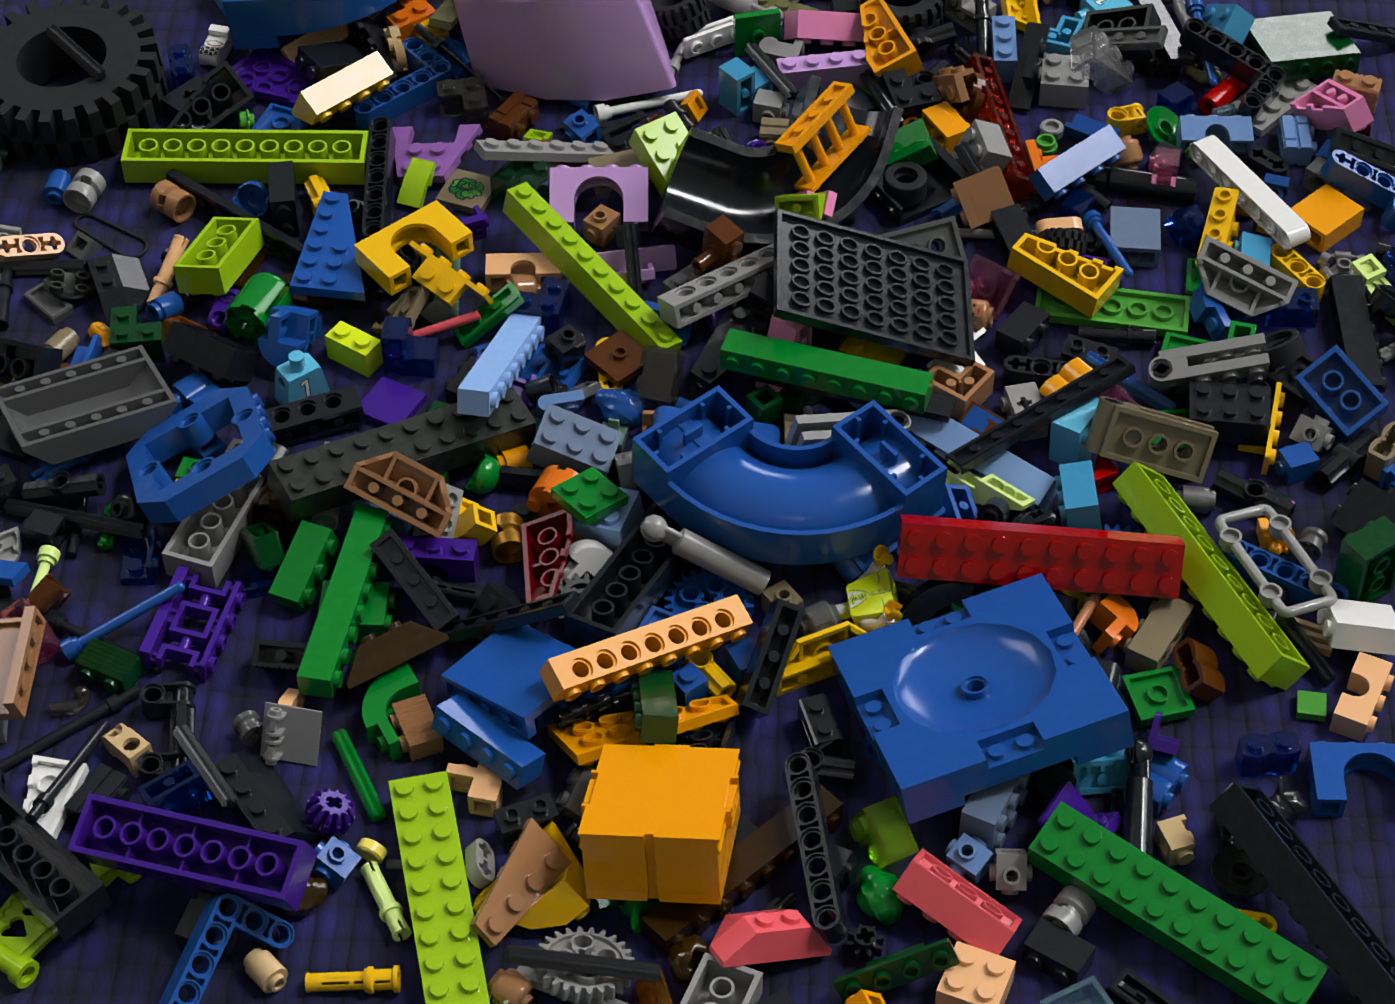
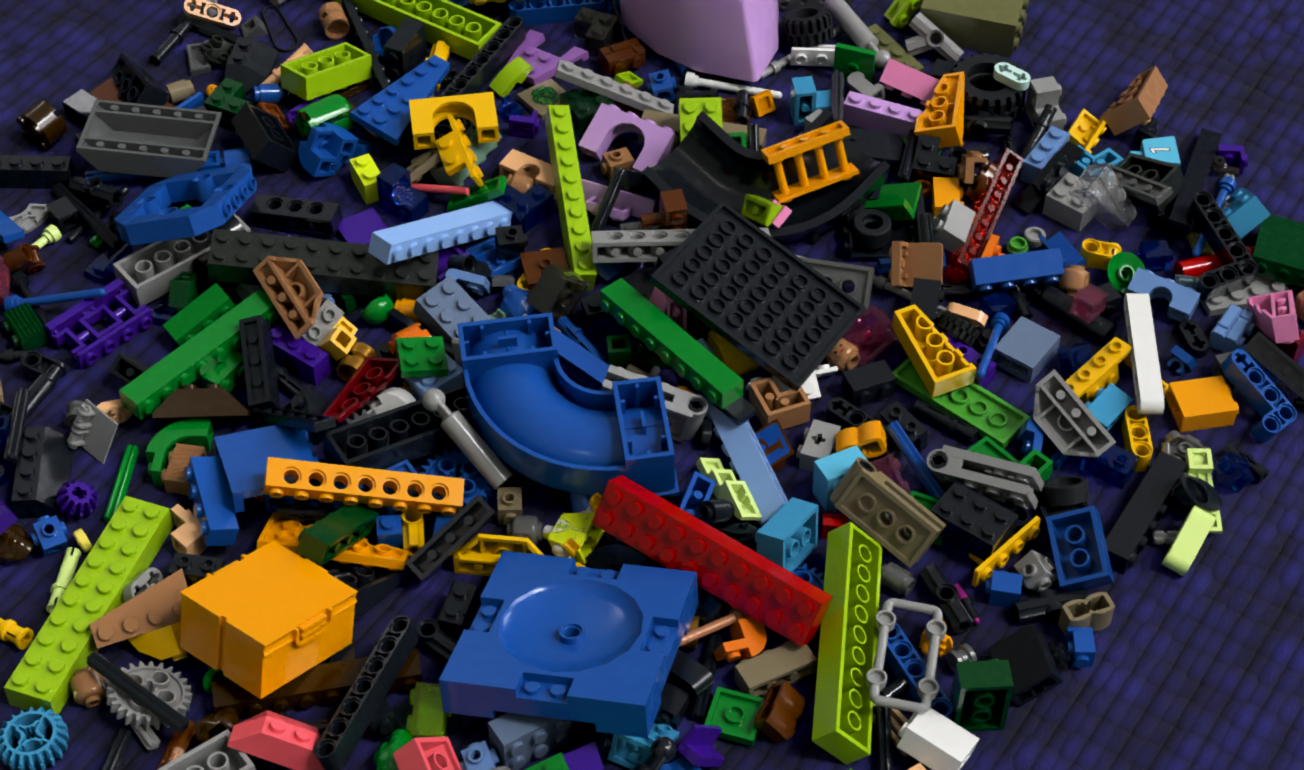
camera: 30 degrees right, 0 degrees up
(299, 378) = (311, 182): medium azure torso -> none
(1040, 414) = (811, 451): black tile -> none

